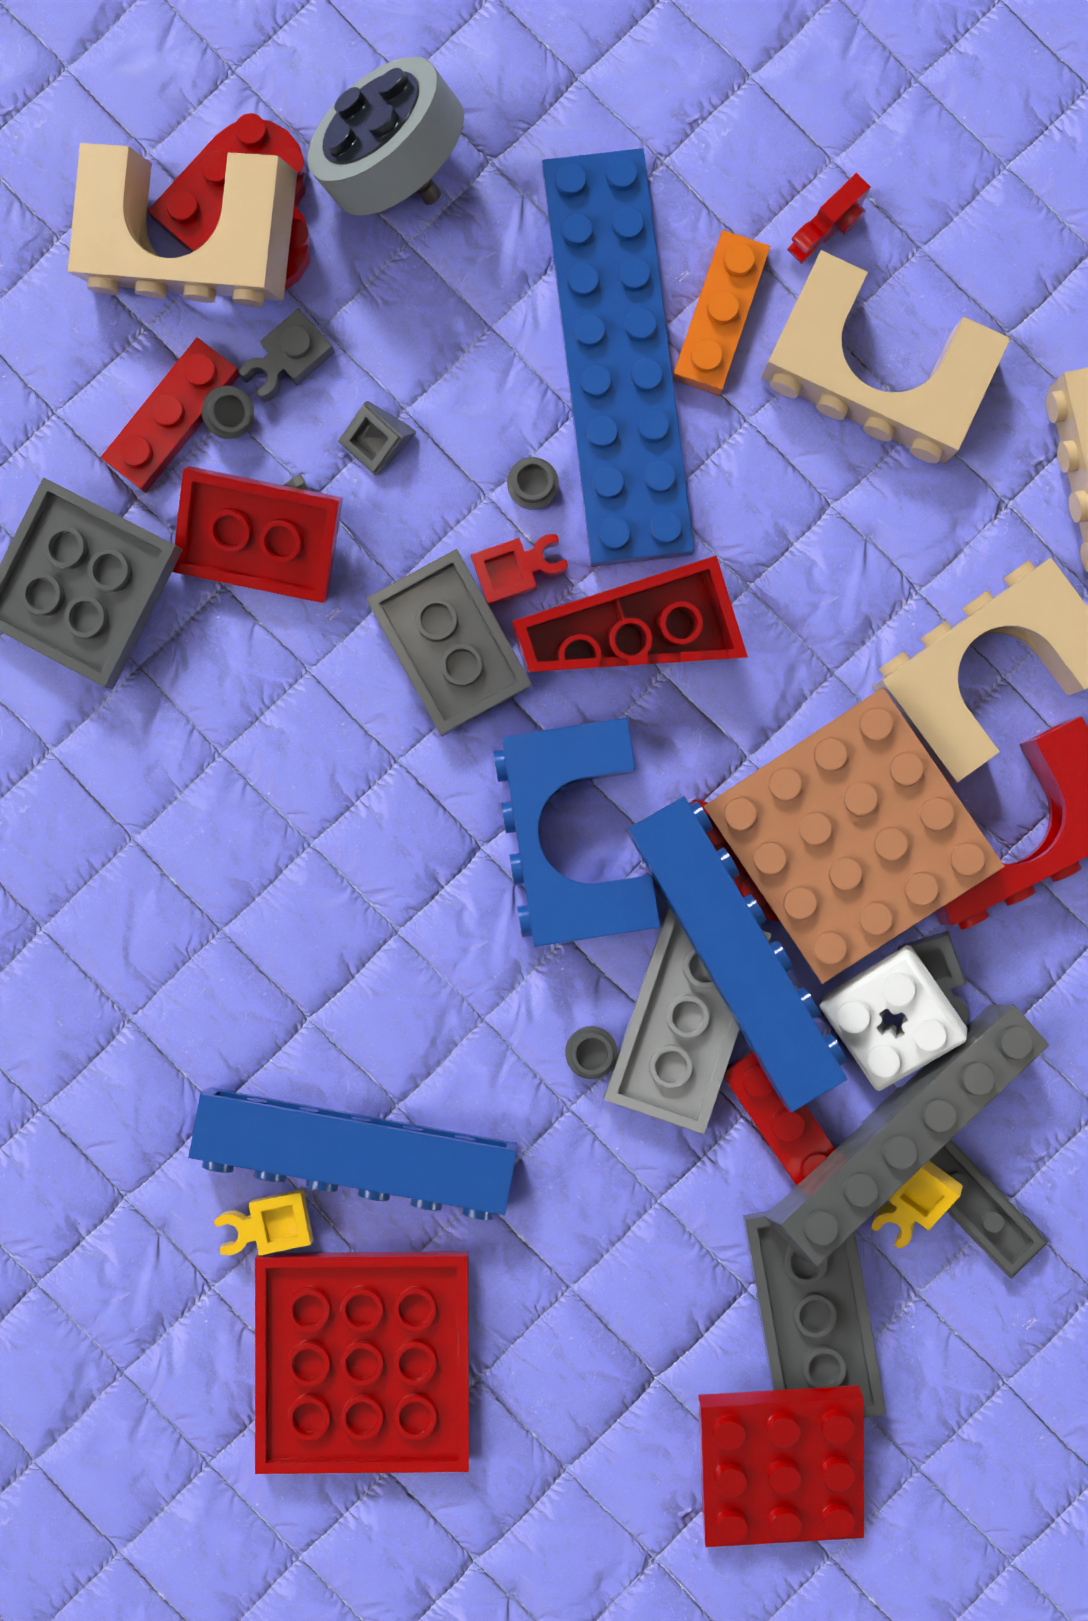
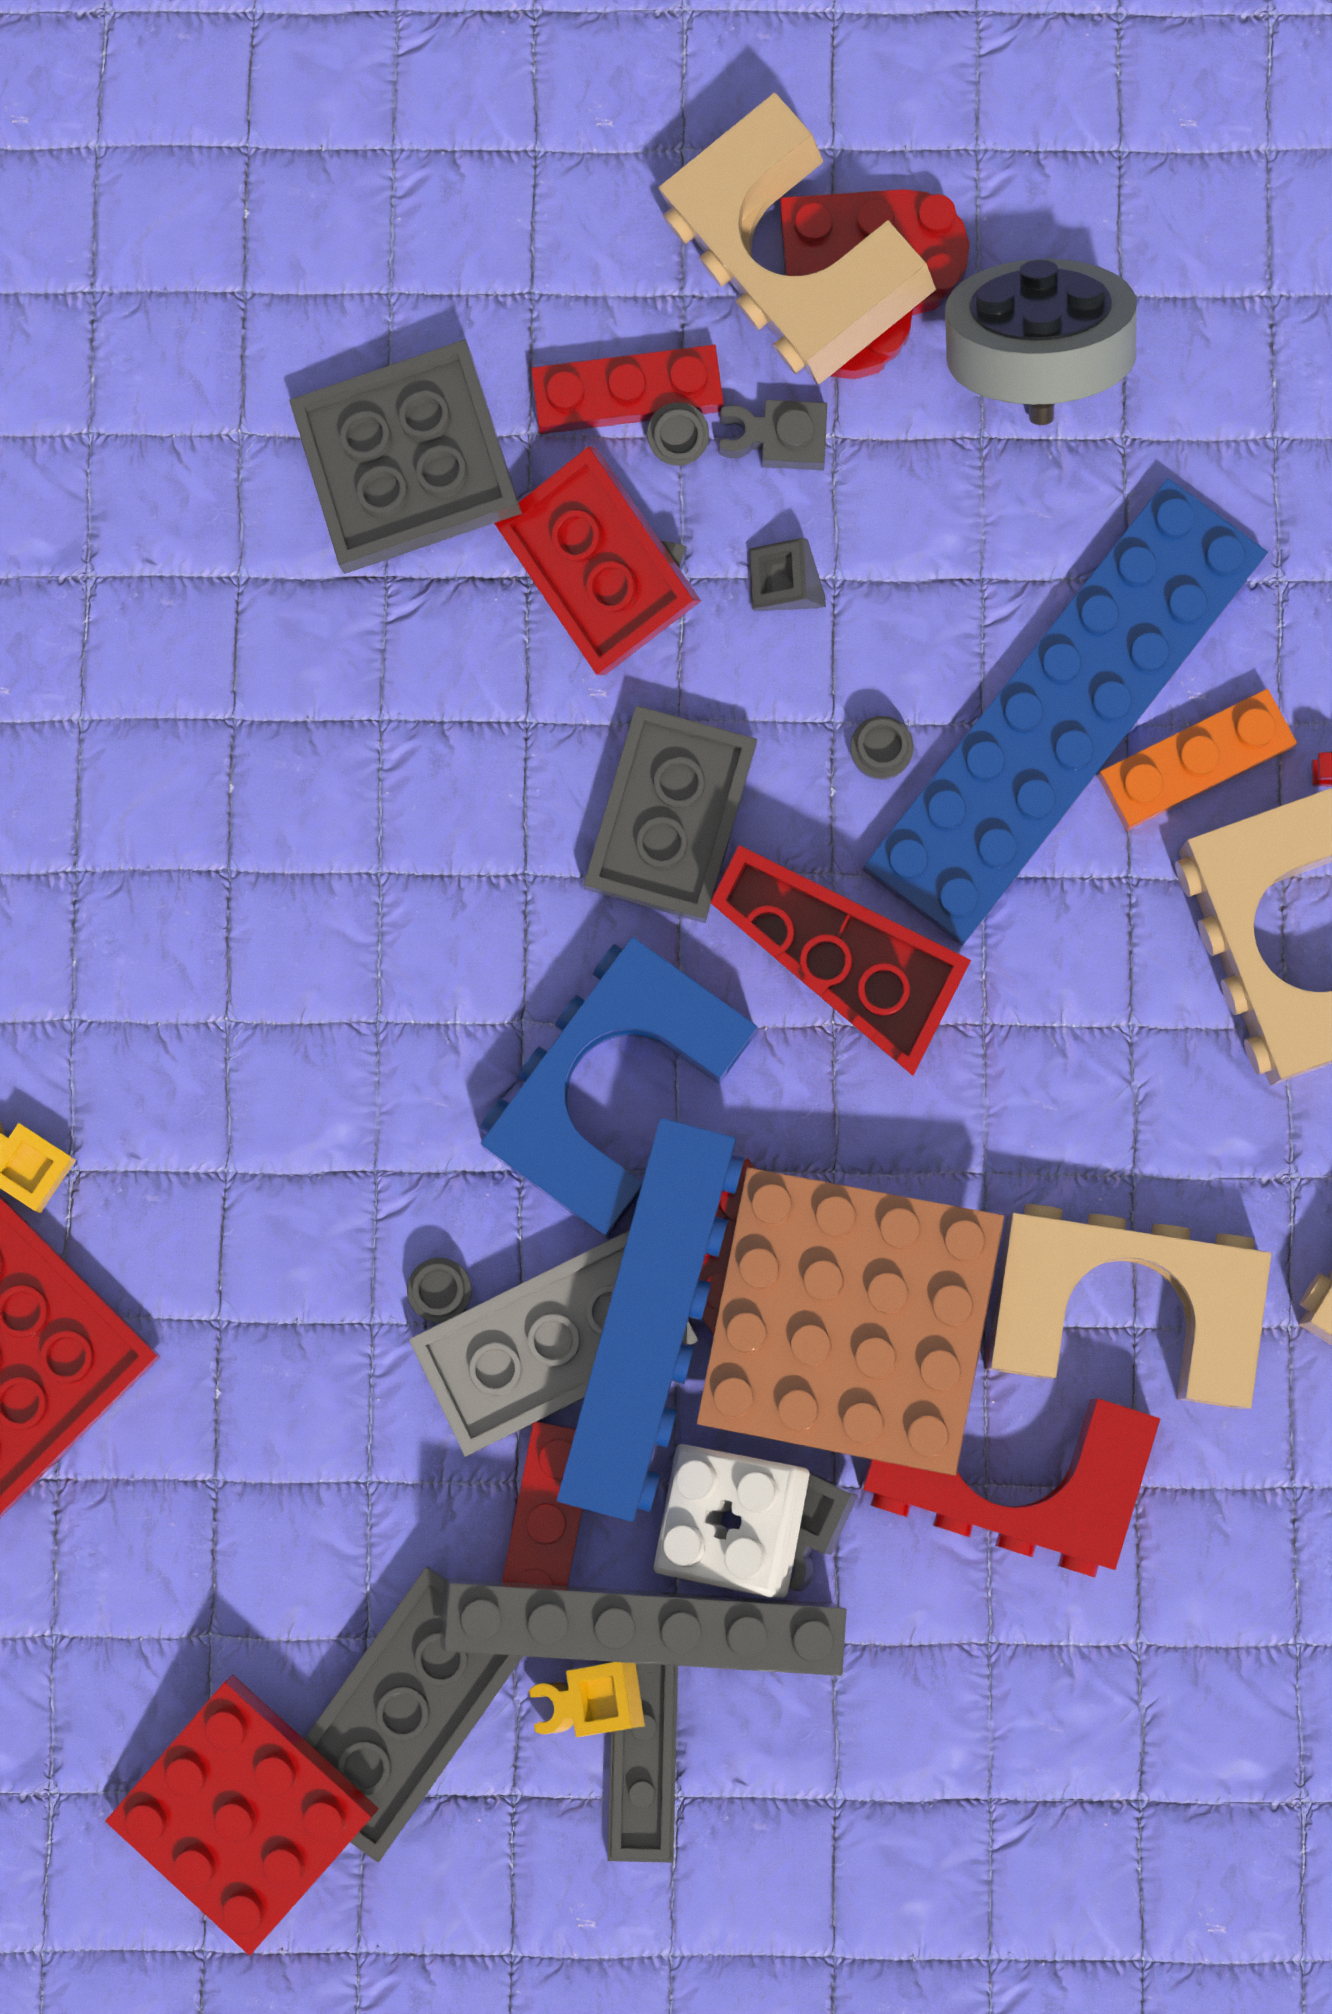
camera: 55 degrees right, 5 degrees down
(353, 1152) = (152, 1171): blue brick -> none
(509, 570) = (785, 801): red plate -> none

